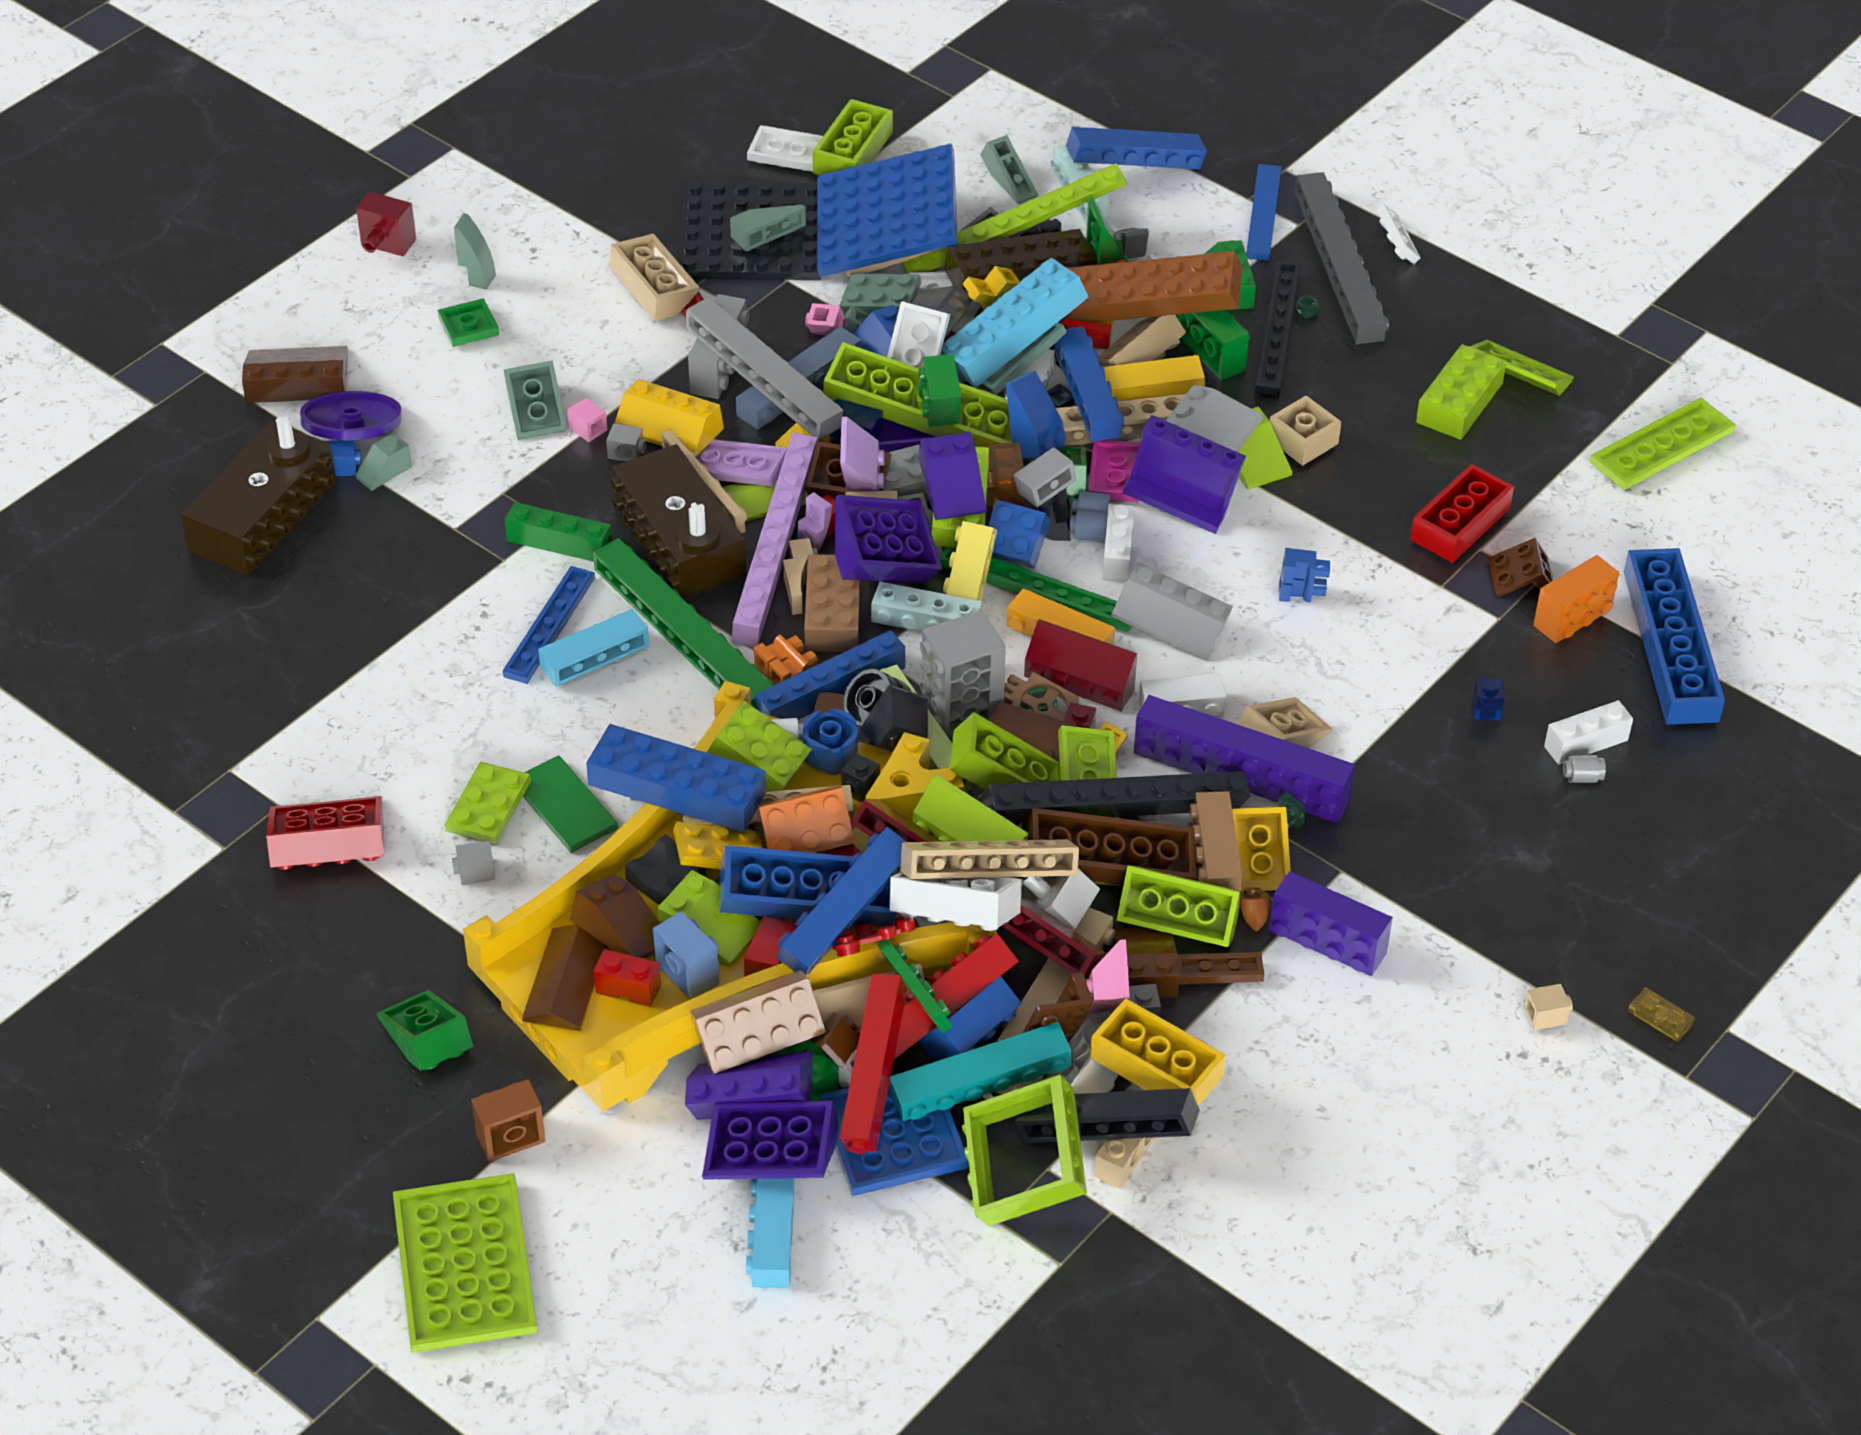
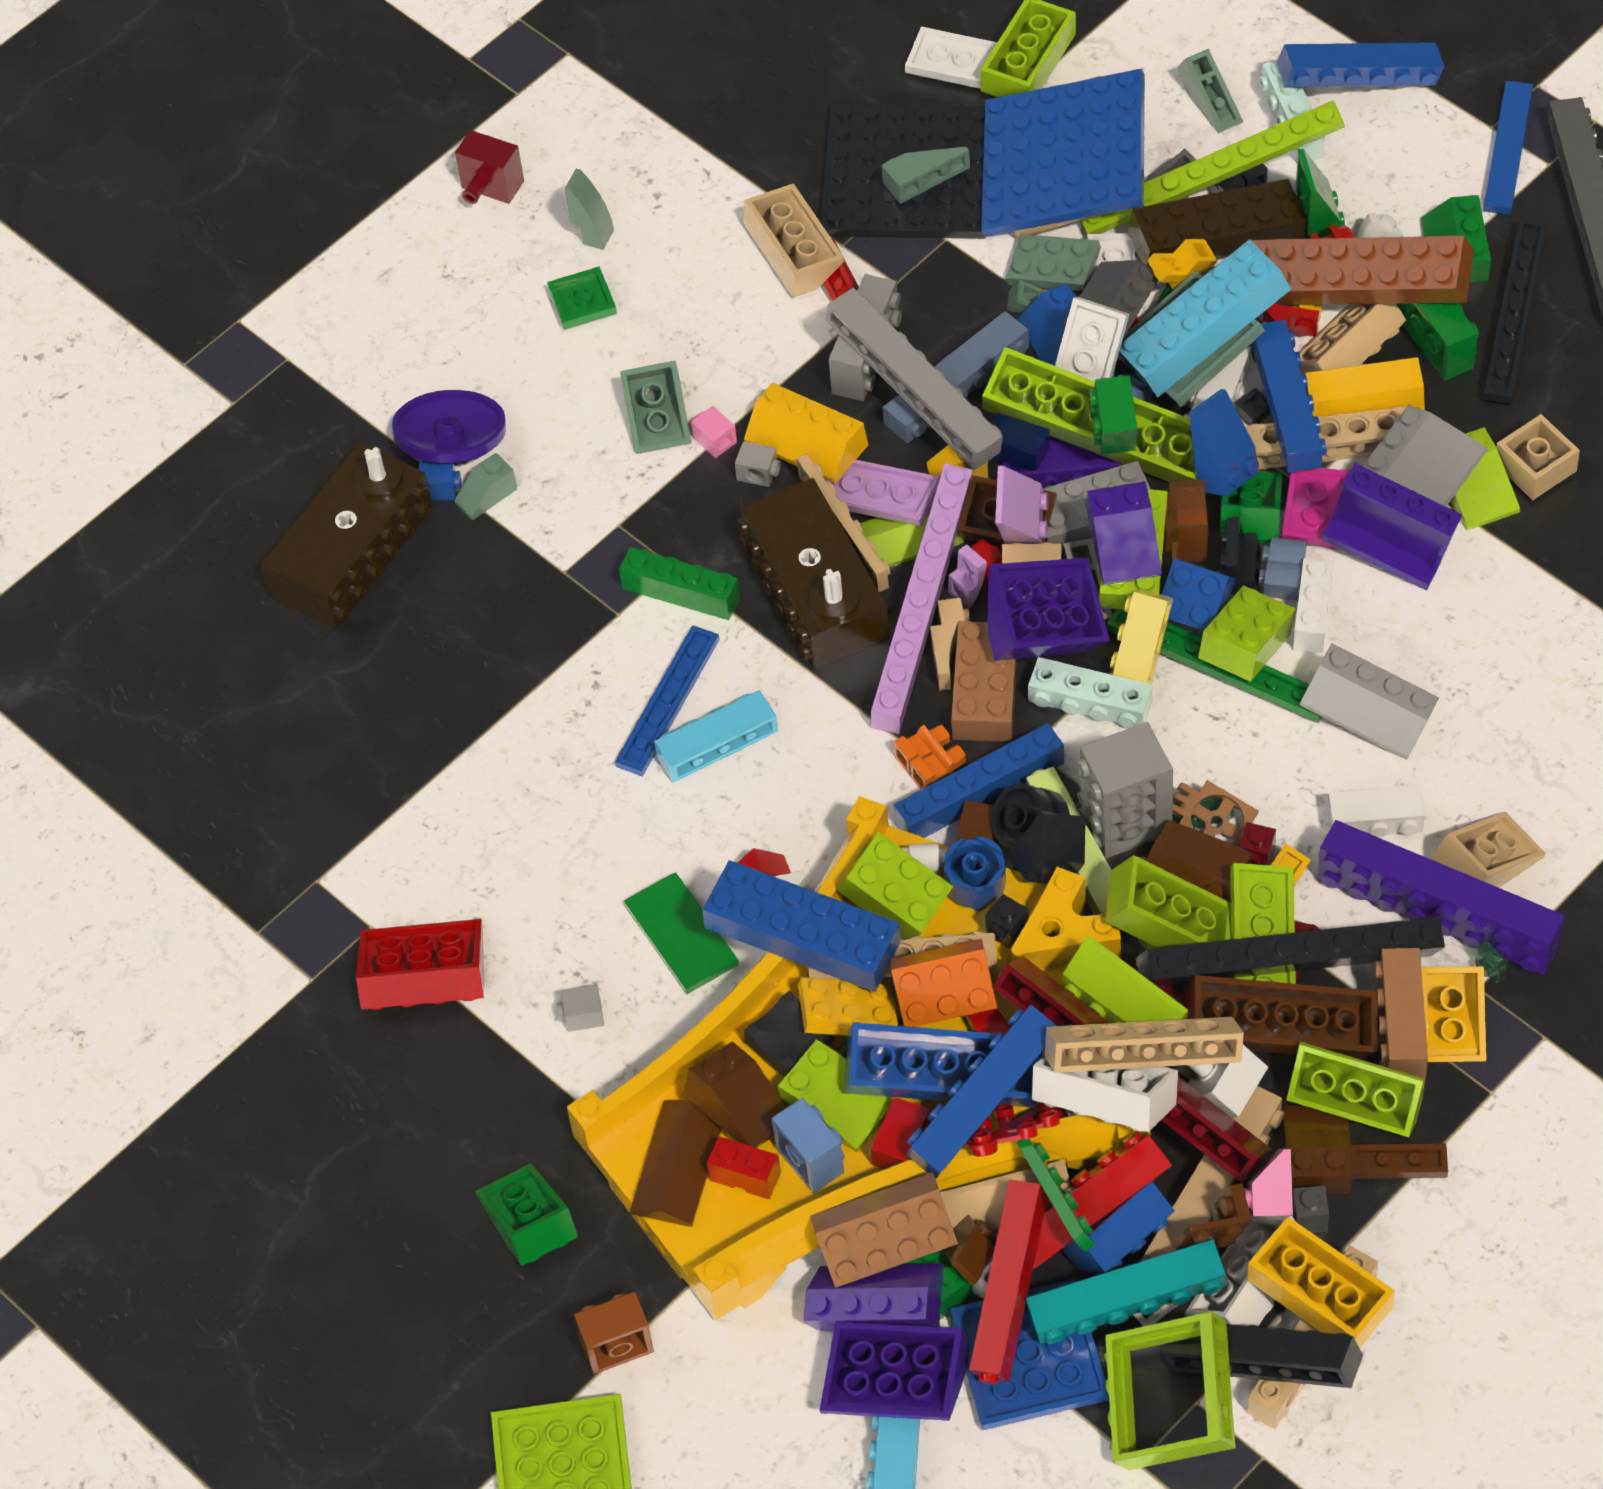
camera: 10 degrees right, 10 degrees up
(294, 373) = (387, 364): reddish brown slope -> none
(488, 802) = (597, 931): lime plate -> none
(676, 619) = (813, 704): green brick -> none
(824, 319) = (981, 292): bright pink brick -> none
(1030, 607) = (1241, 716): light orange brick -> none
(1045, 477) = (1230, 530): light grey brick -> none
(1062, 561) = (1246, 633): none -> lime brick
(1082, 664) = (1262, 771): dark red slope -> none
(1133, 241) = (1350, 189): dark grey slope -> none
(1254, 906) = (1442, 1084): dark orange plate -> none
(1299, 575) = (1523, 654): blue hips -> none
(1307, 306) = (1551, 282): clear green plate -> none
(1330, 923) = (1525, 1113): dark purple brick -> none

